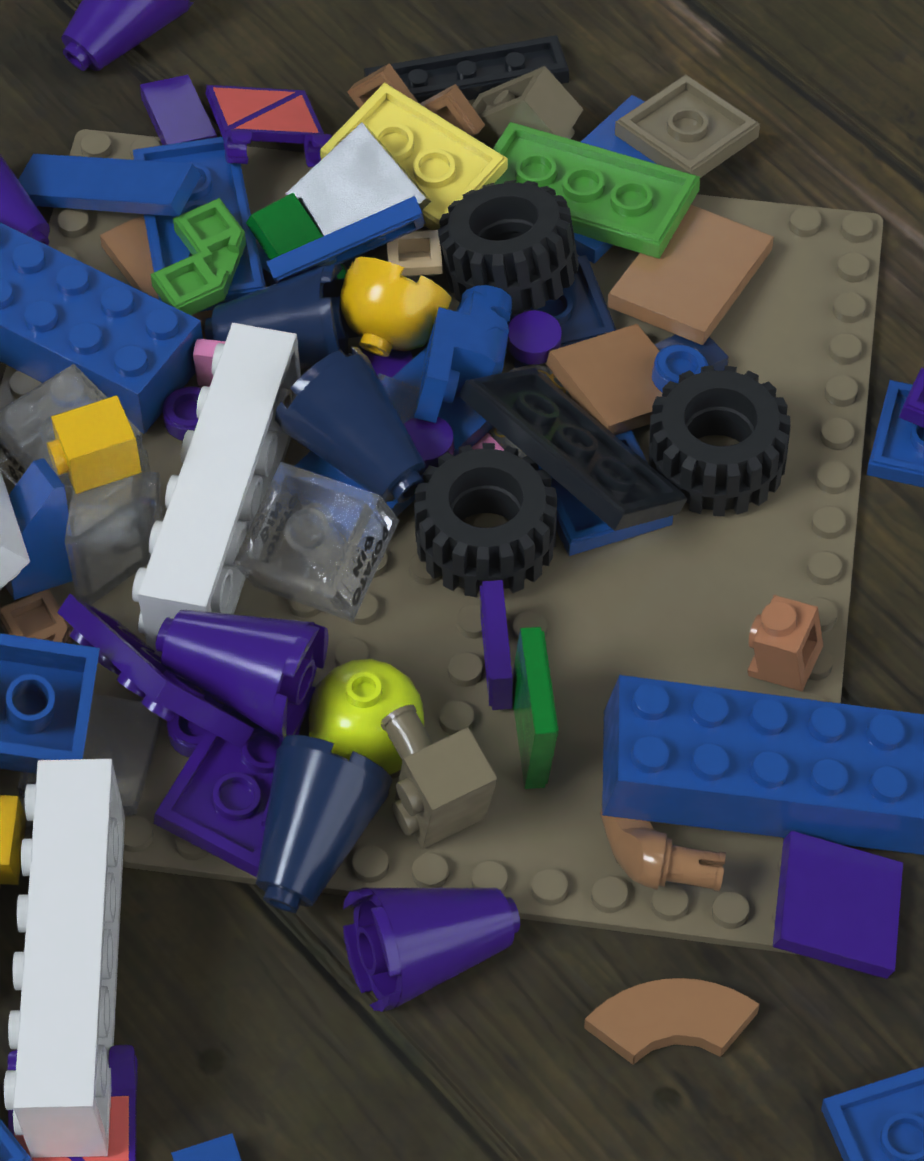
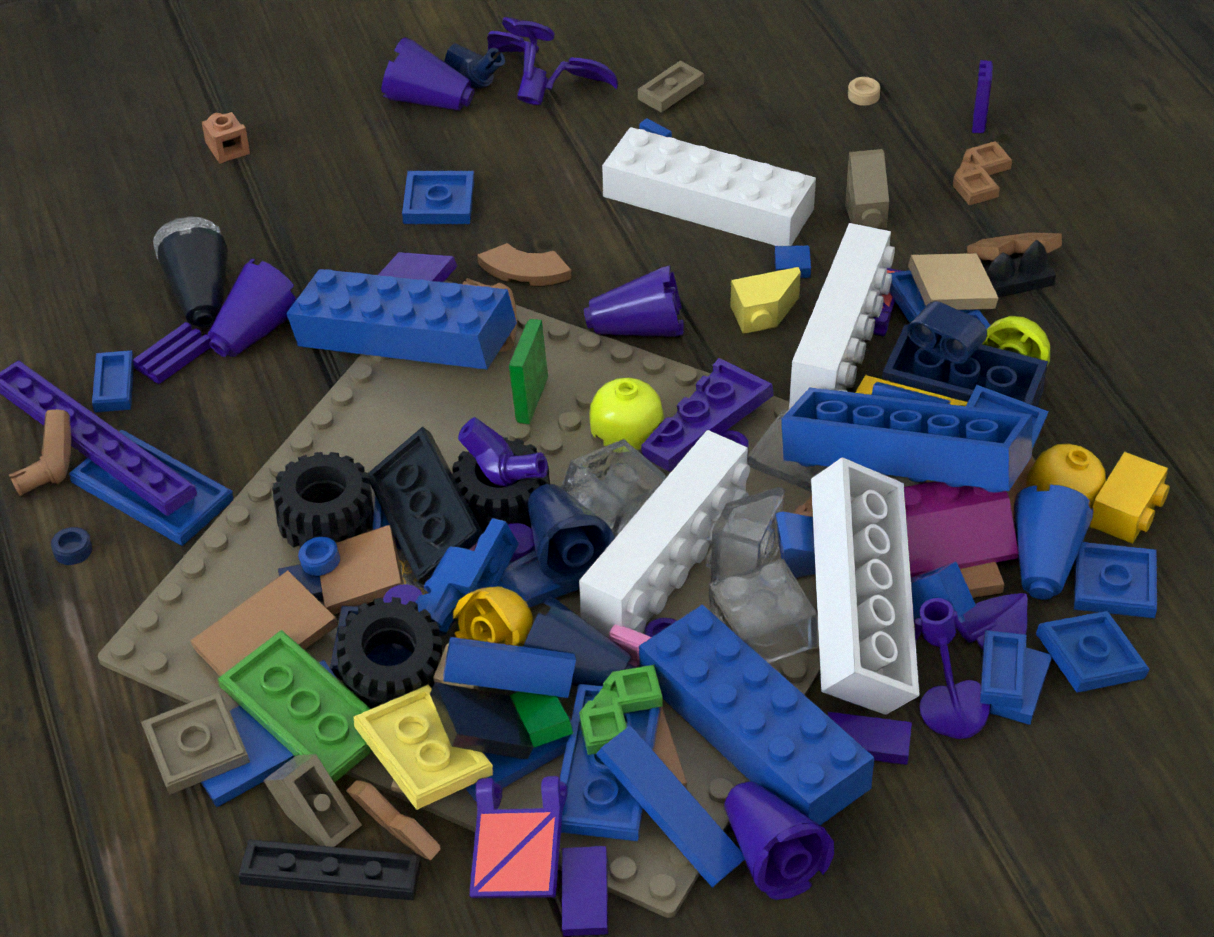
camera: 160 degrees left, 10 degrees down
(94, 445) = (748, 517): yellow brick -> none
(144, 674) = (747, 418): dark purple wing -> none
(230, 1042) = (764, 299): none -> light yellow slope
(247, 663) = (686, 405): dark purple cone -> none
(314, 818) = (676, 359): dark blue cone -> none
(439, 783) = (600, 344): dark tan brick -> none
(486, 490) = (496, 456): none -> dark purple arm
(496, 645) = (533, 417): dark purple tile -> none
(785, 643) = (359, 384): nougat brick -> none

